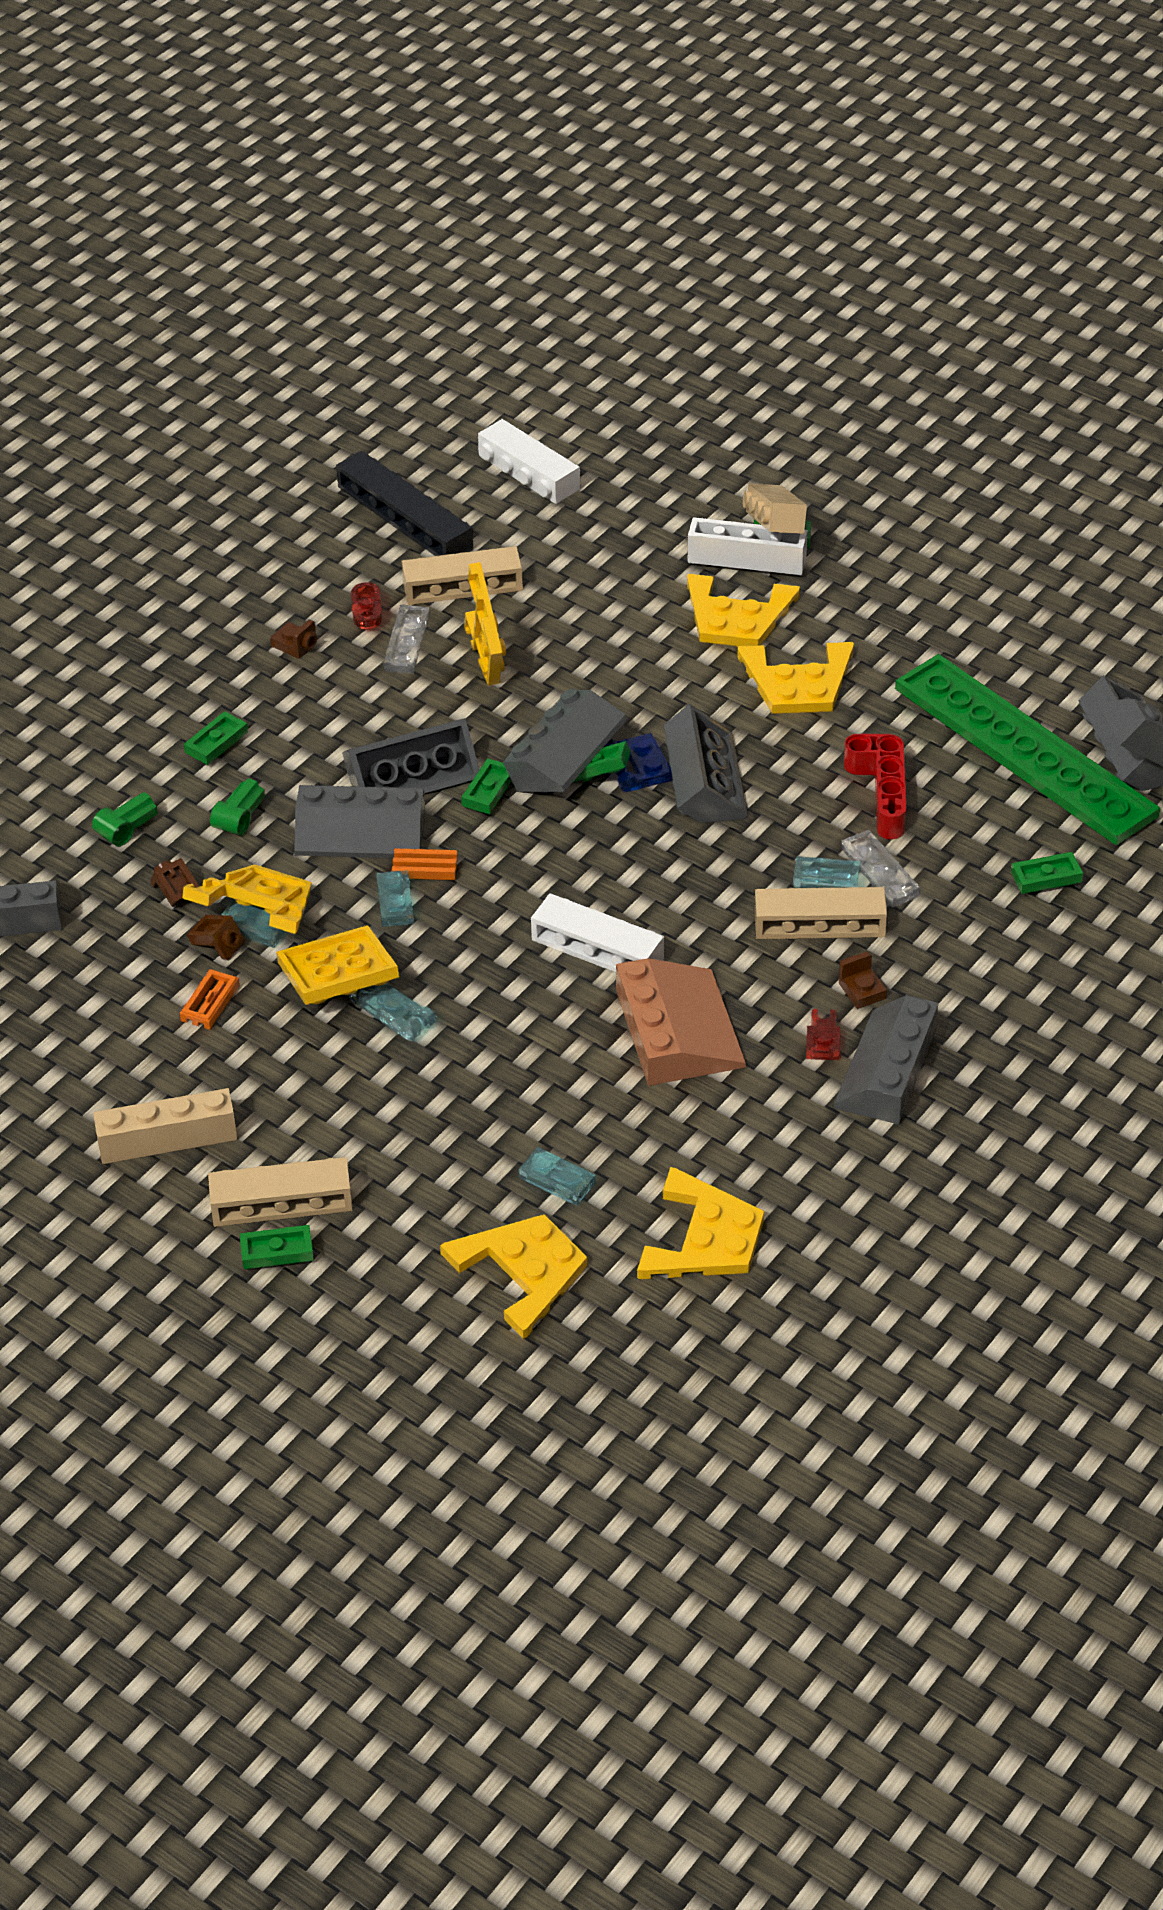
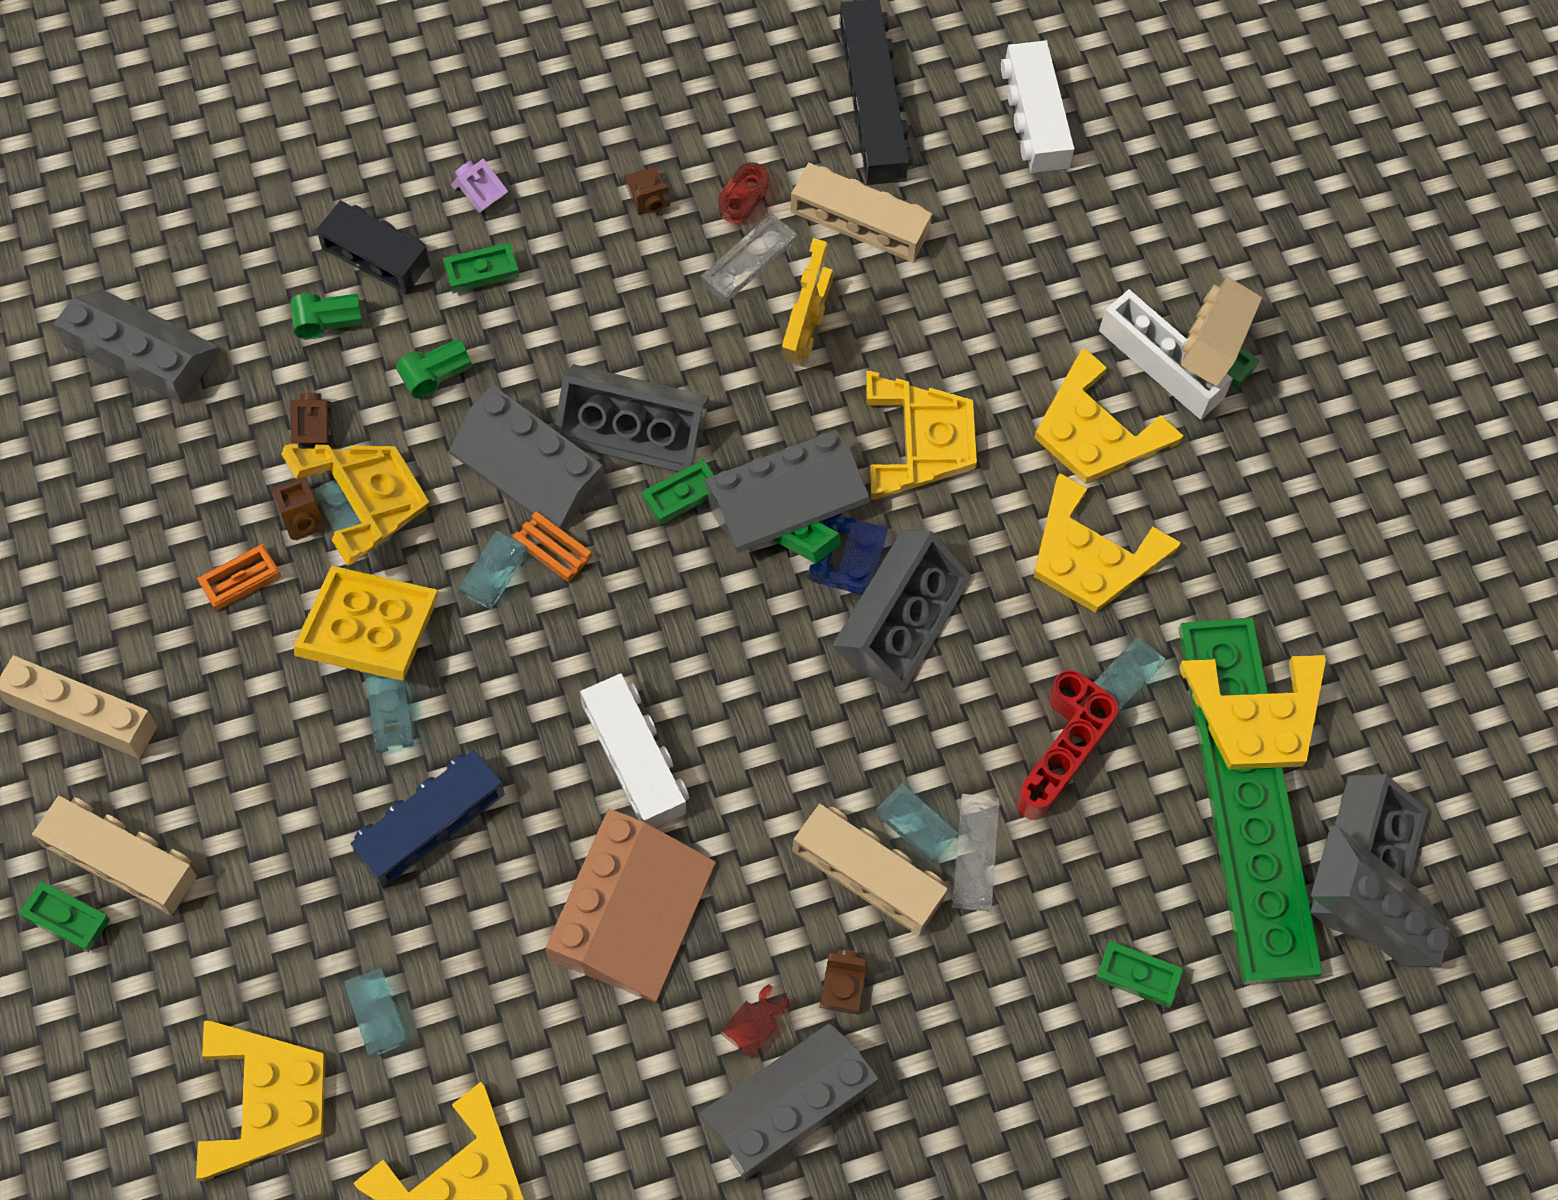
camera: 30 degrees right, 20 degrees up
(123, 764) = (373, 246): none -> black brick
(167, 691) = (479, 184): none -> lavender bracket
(488, 1049) = (427, 817): none -> dark blue brick
(628, 663) = (937, 435): none -> yellow wing
(887, 718) = (1130, 671): none -> clear light blue plate
(996, 705) = (1259, 727): none -> yellow wing

